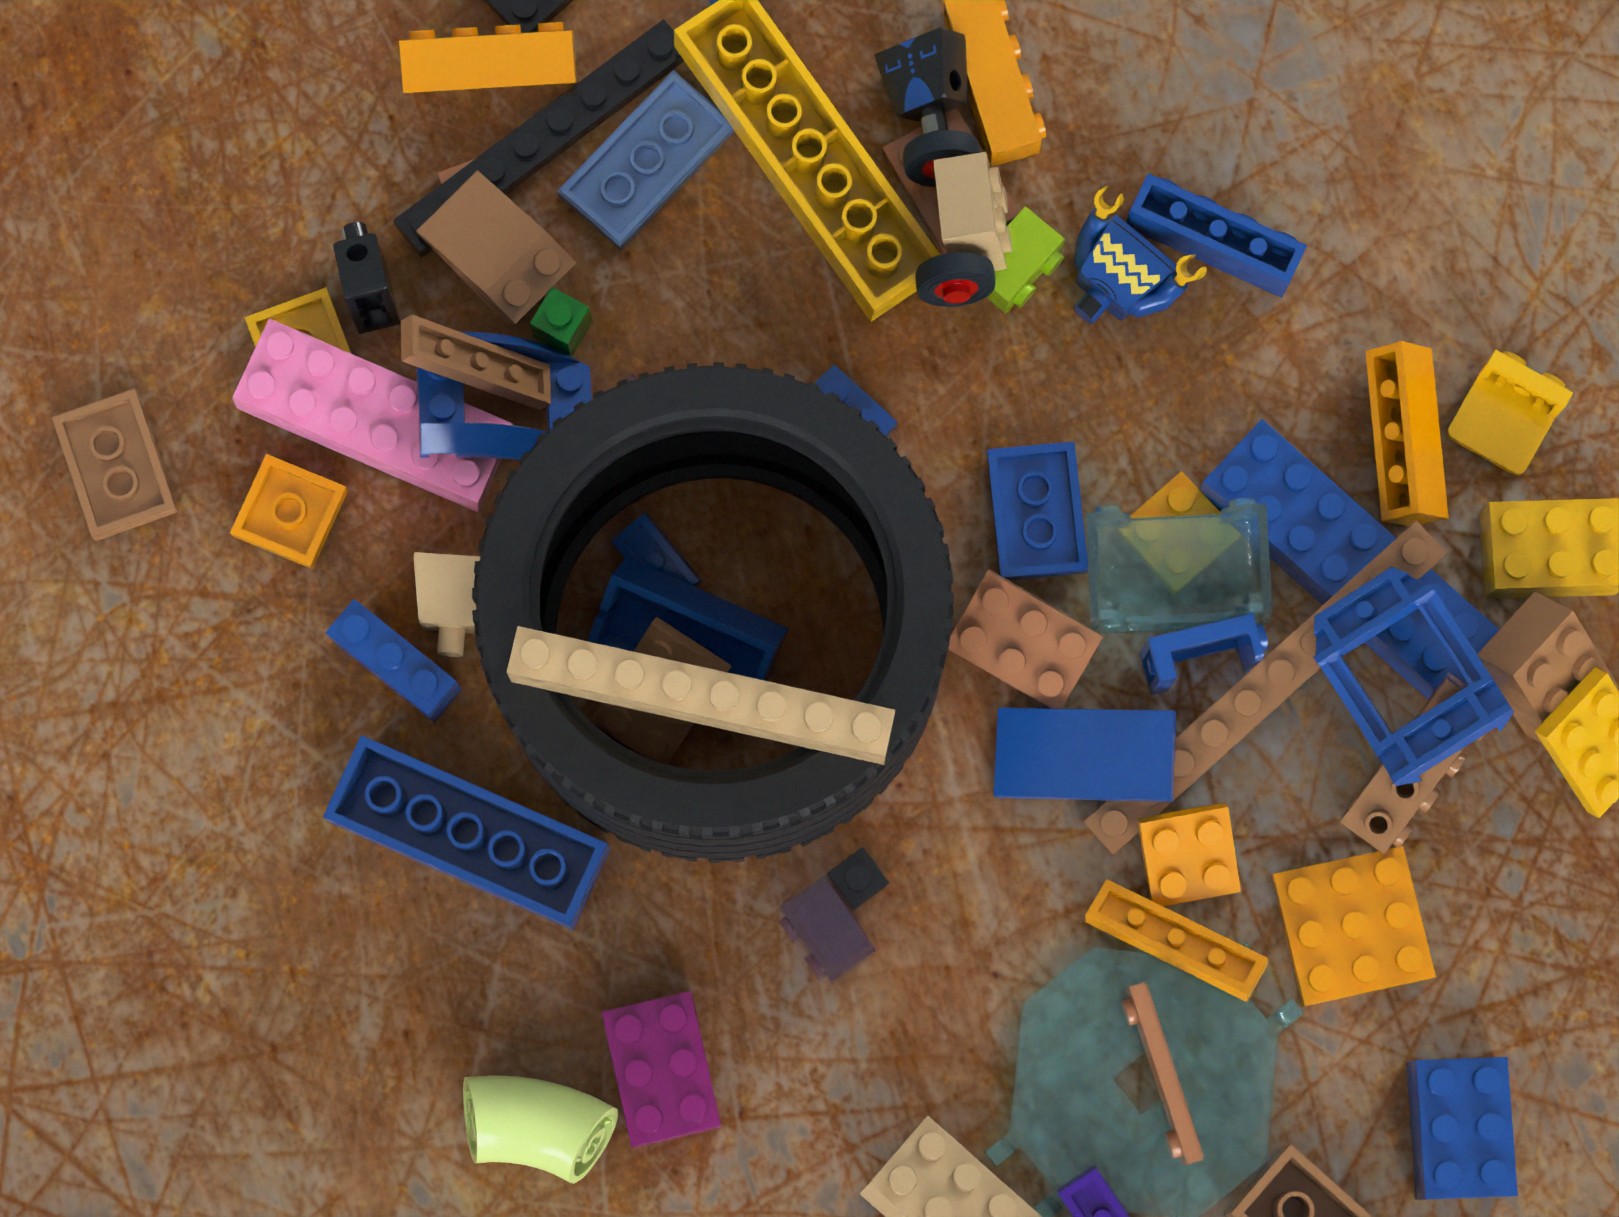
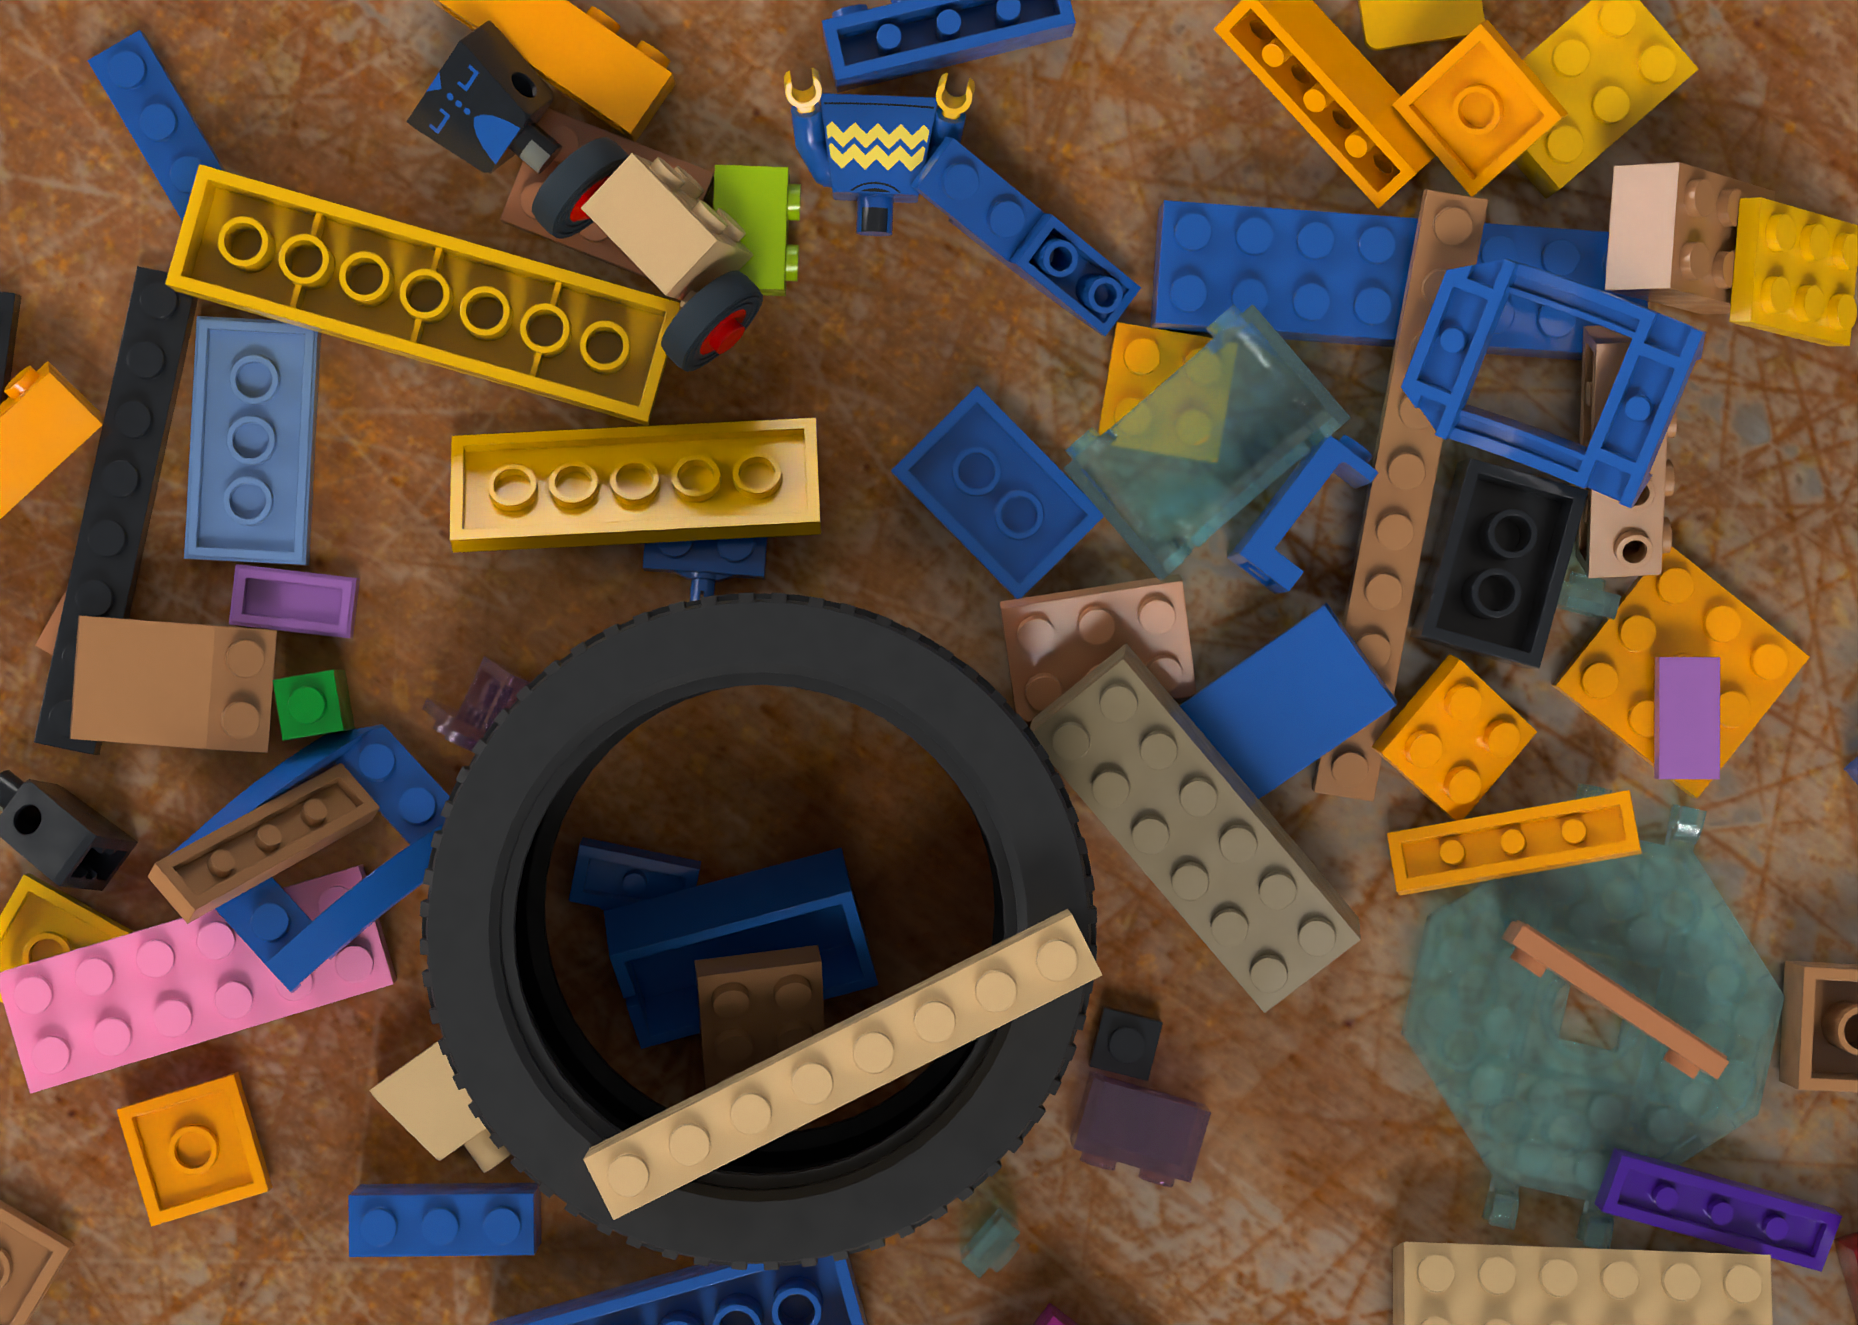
camera: 45 degrees left, 10 degrees up
(599, 262) = (294, 601): none -> medium lavender tile
(687, 929) = (992, 1244): none -> clear light blue plate
(838, 344) = (634, 485): none -> yellow plate
(998, 779) = (1195, 828): none -> dark tan brick
(1166, 382) = (1025, 237): none -> blue slope
(1293, 773) = (1499, 563): none -> black brick
(1328, 835) = (1588, 597): none -> clear light blue plate
(1335, 949) = (1687, 718): none -> medium lavender tile
(1483, 505) = (1480, 108): none -> light orange plate

